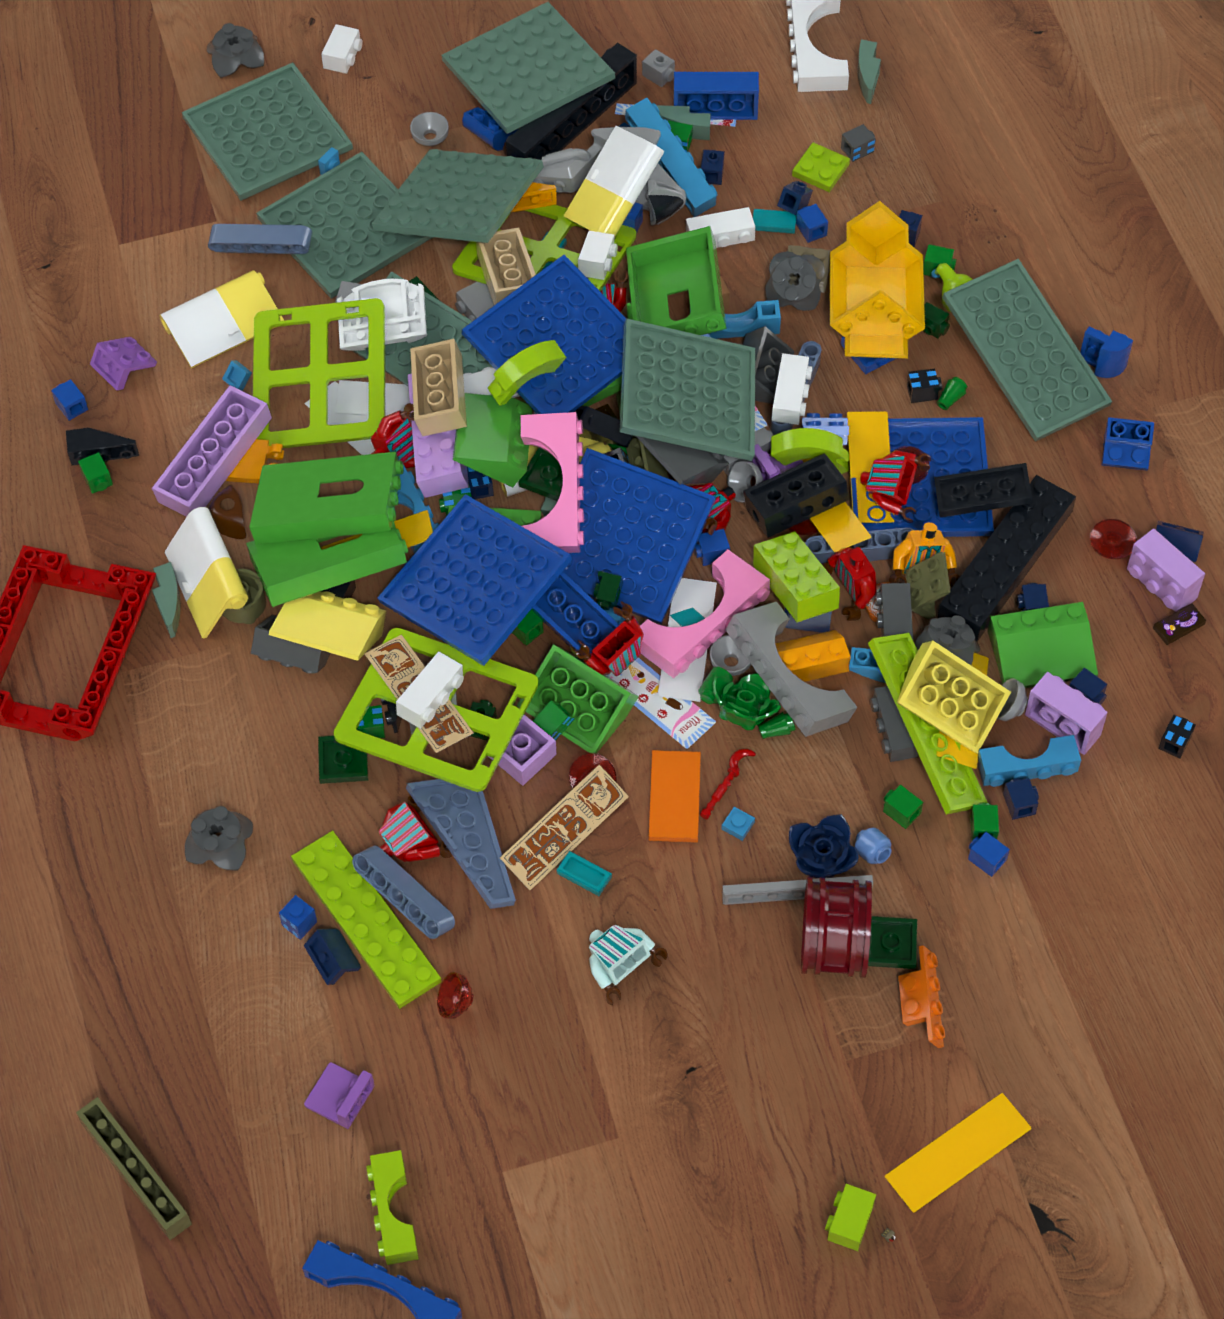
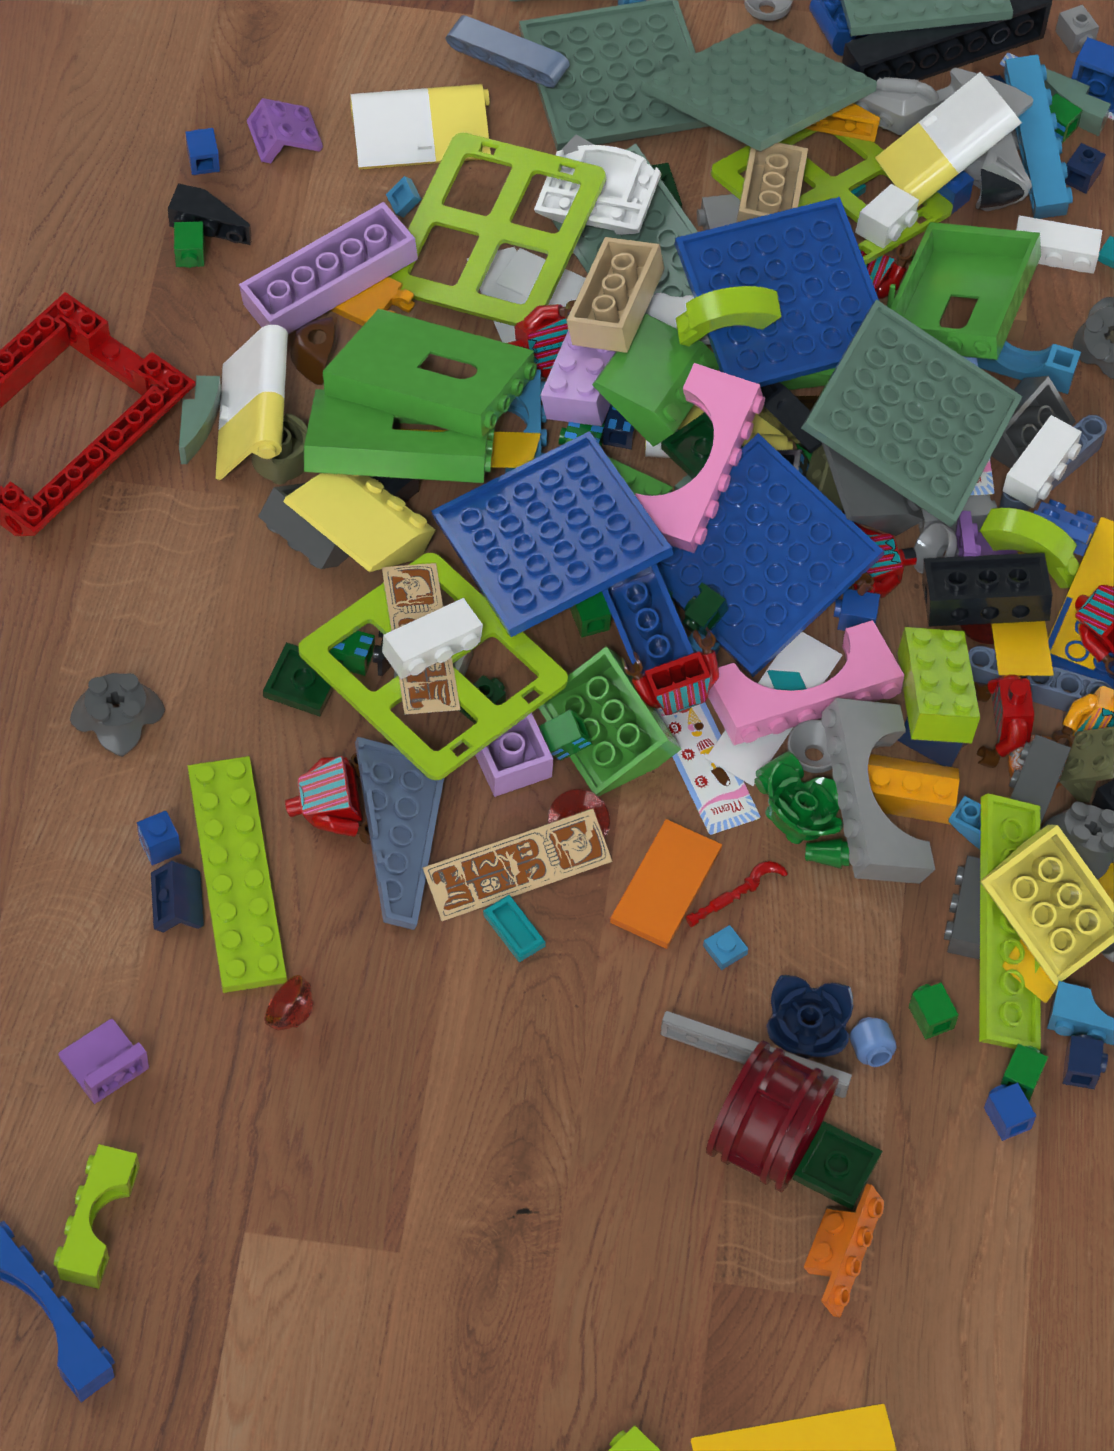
camera: 20 degrees right, 0 degrees up
(403, 892) = (292, 860): sand blue beam -> none
(618, 954) = (502, 1038): light aqua torso -> none

